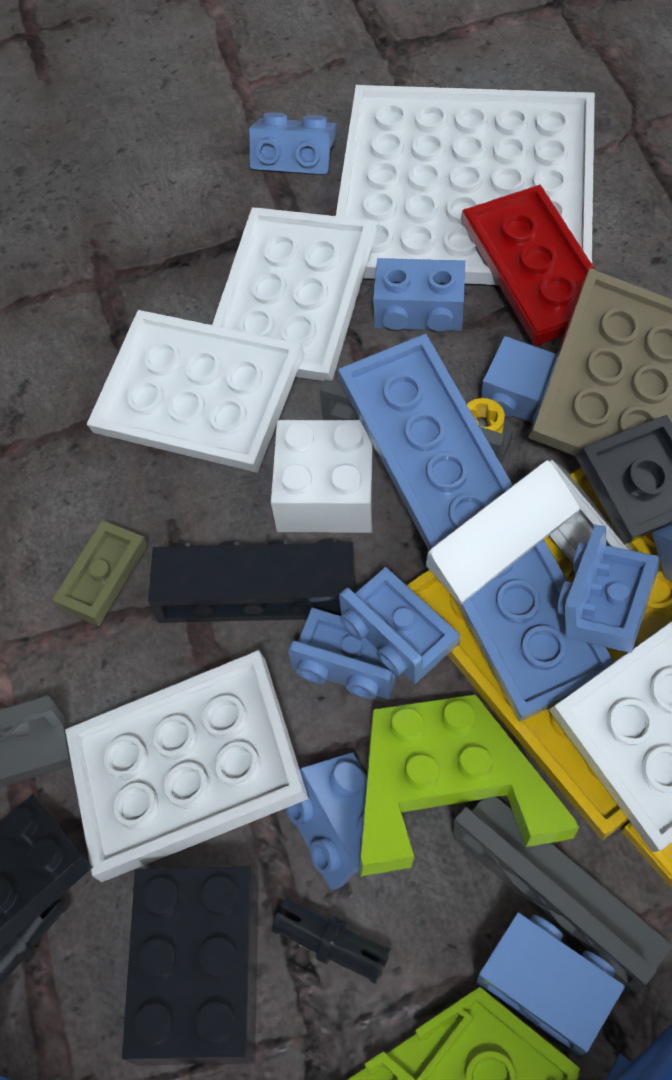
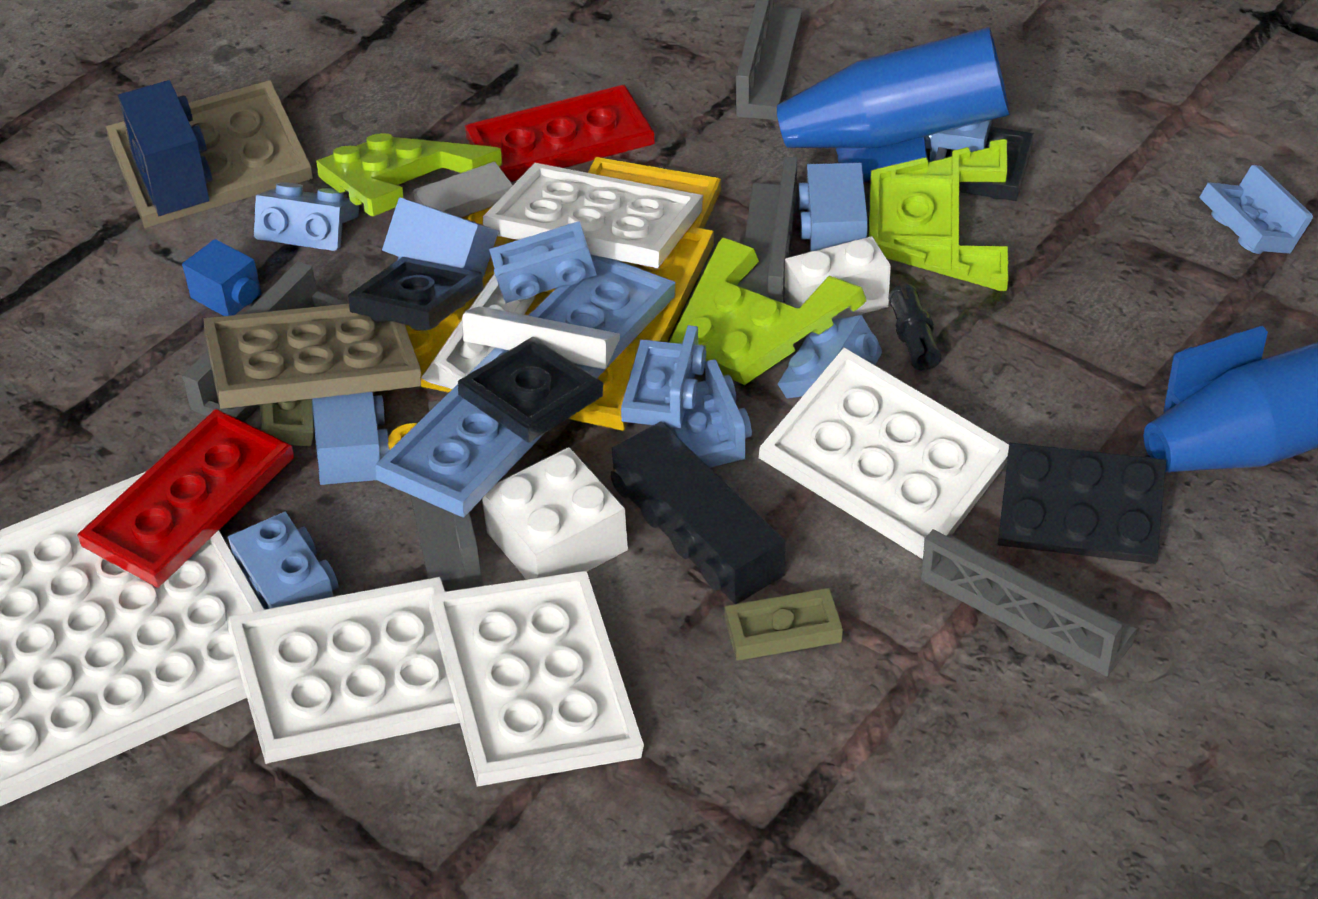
camera: 130 degrees left, 15 degrees down
(192, 967) = (1007, 365): black brick -> none
(292, 144) = (105, 820): medium blue bracket -> none
(424, 474) = (530, 389): none -> black plate
(435, 898) = (854, 262): none -> white brick

